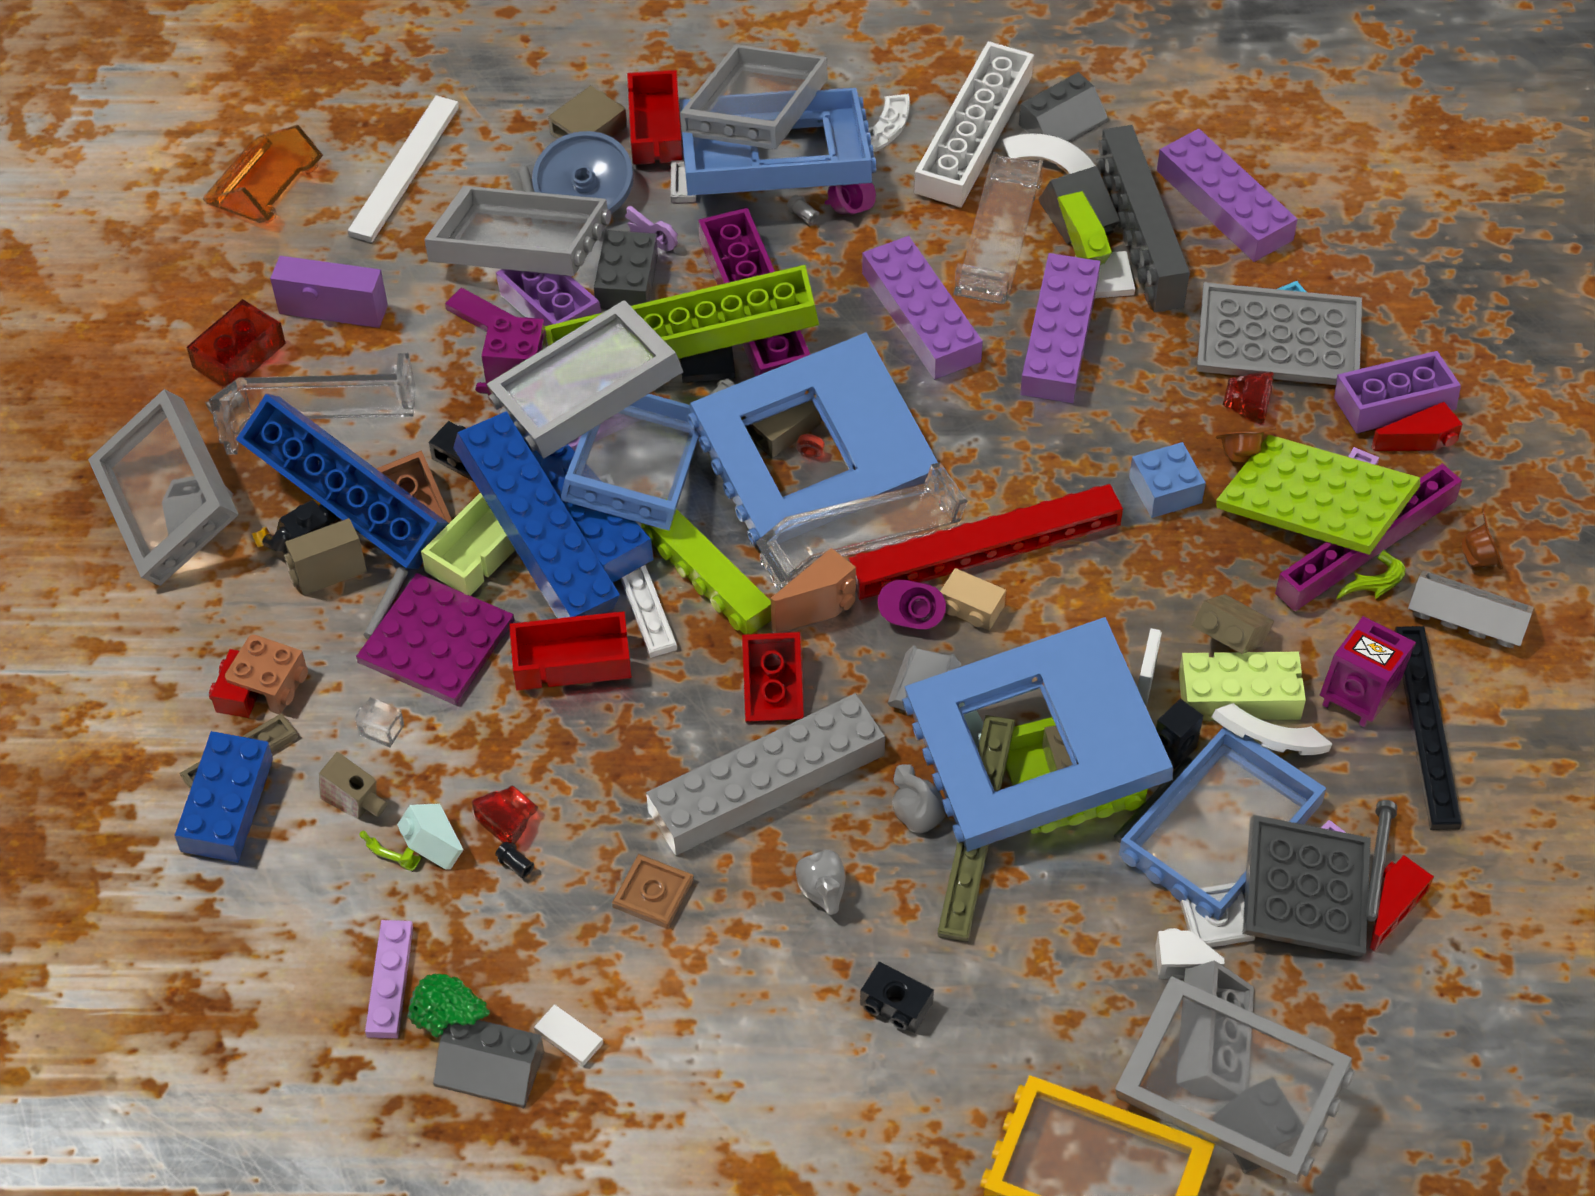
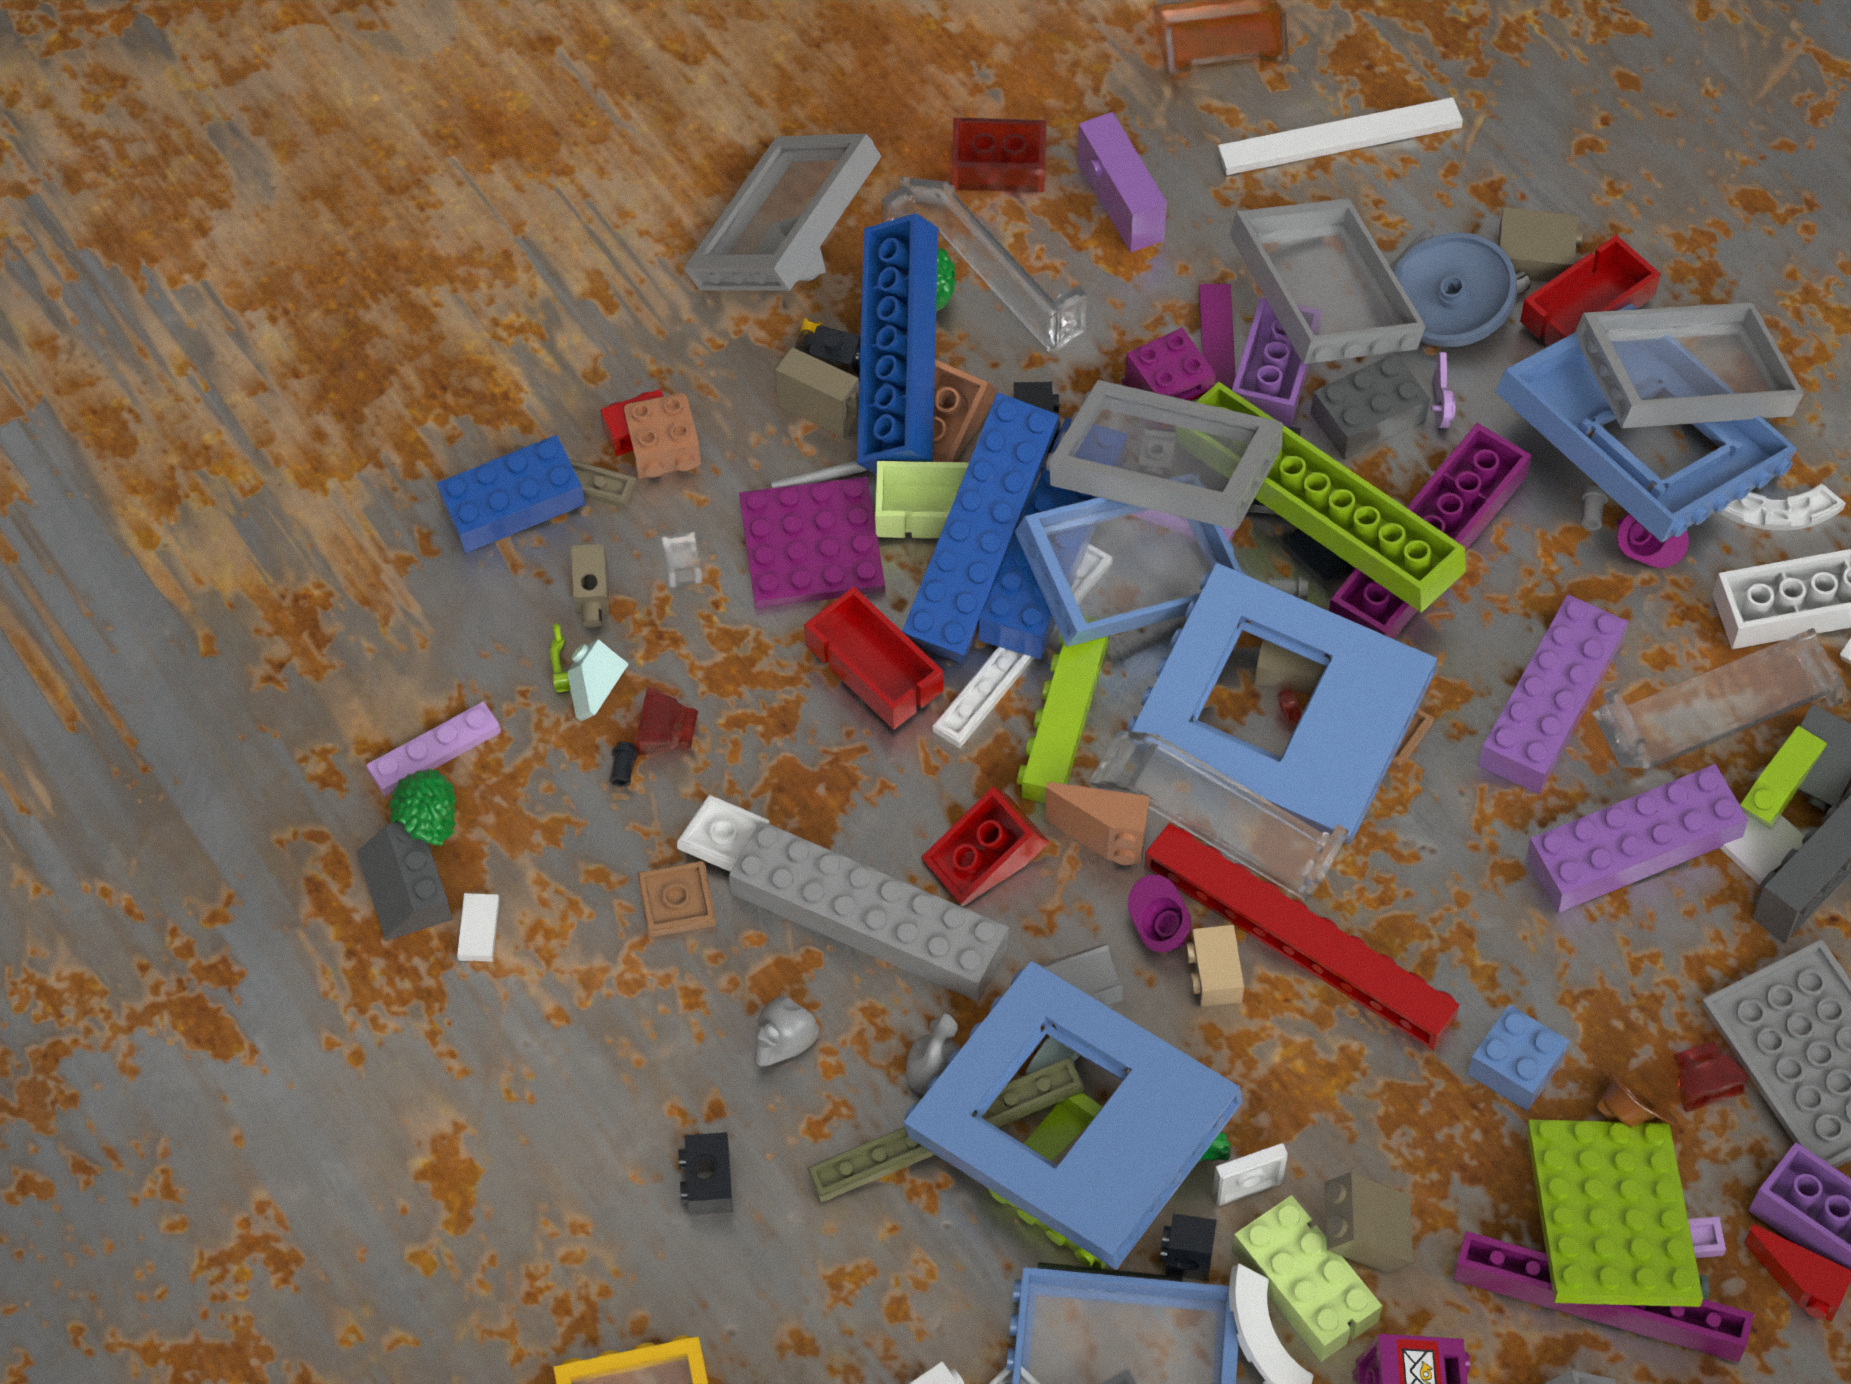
camera: 55 degrees right, 5 degrees up
(627, 829) = (719, 832): none -> white tile
(1380, 583) = (1557, 1344): lime piece -> none

